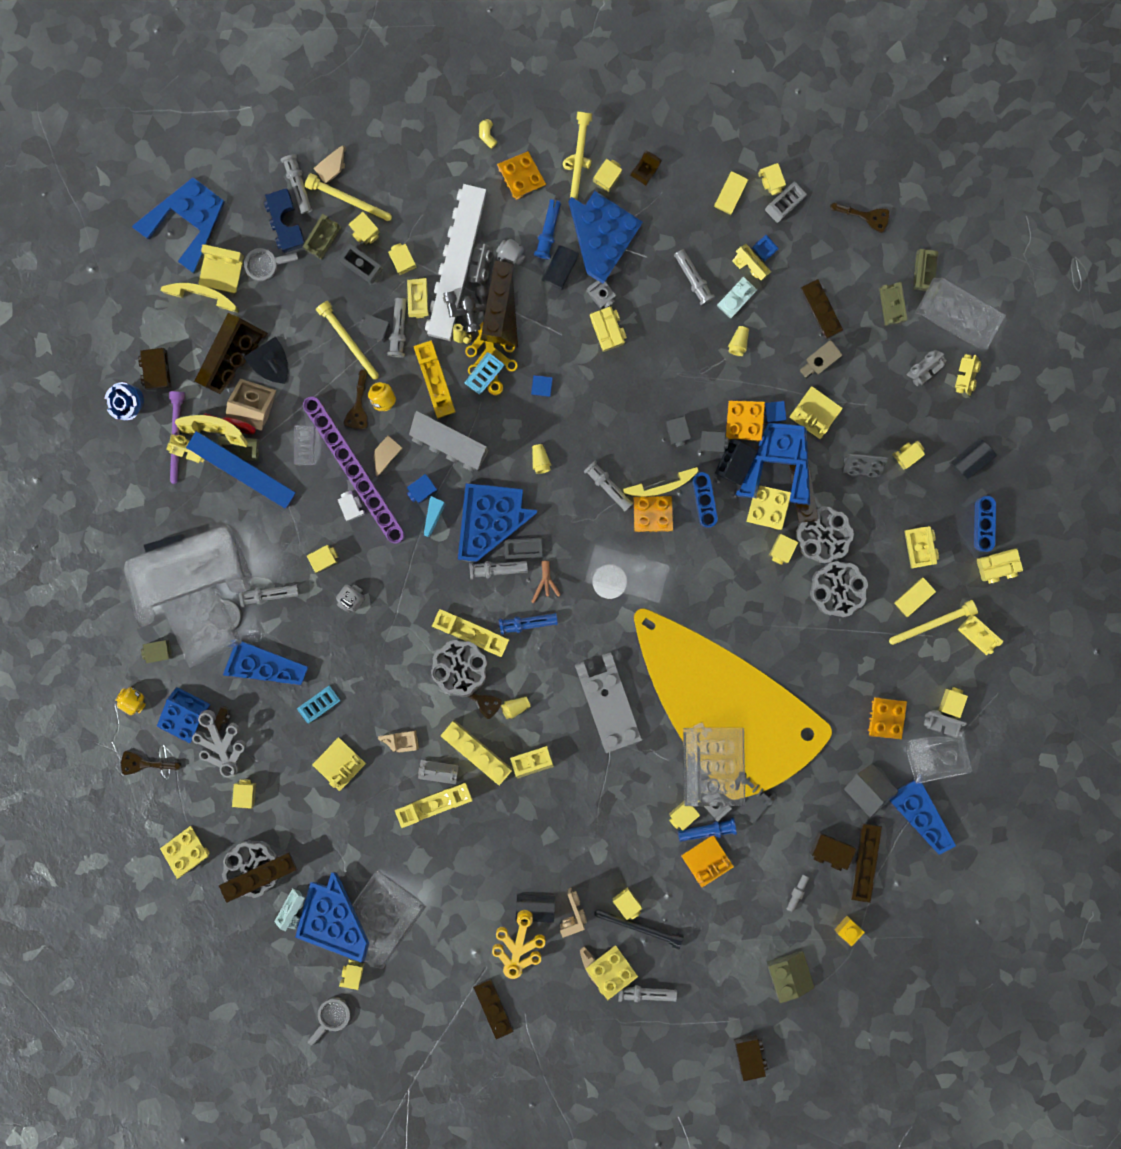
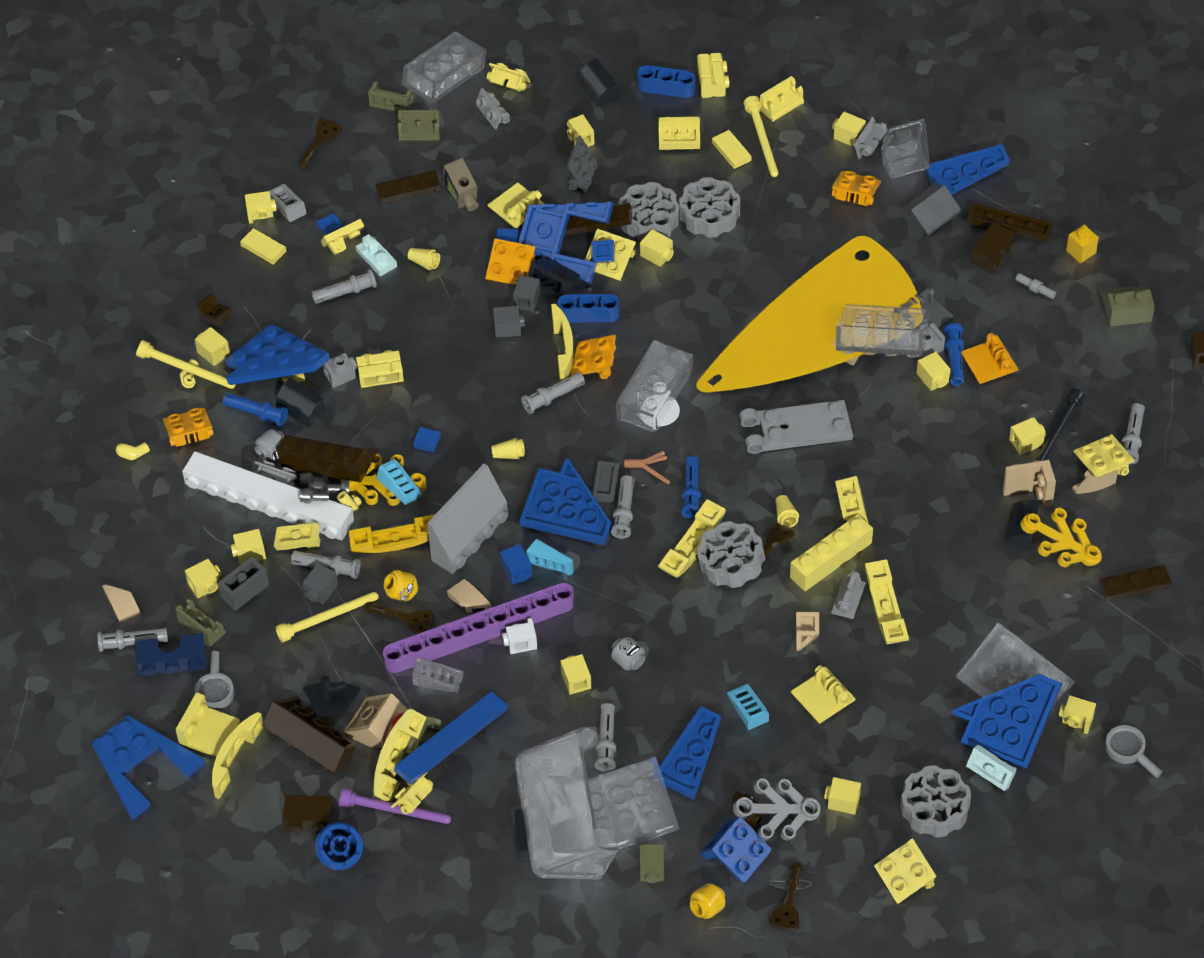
camera: 80 degrees left, 35 degrees down
(257, 877) = (946, 785): dark brown plate -> none
(314, 183) = (136, 621): light yellow piece -> none
(766, 502) = (603, 251): none -> blue tile

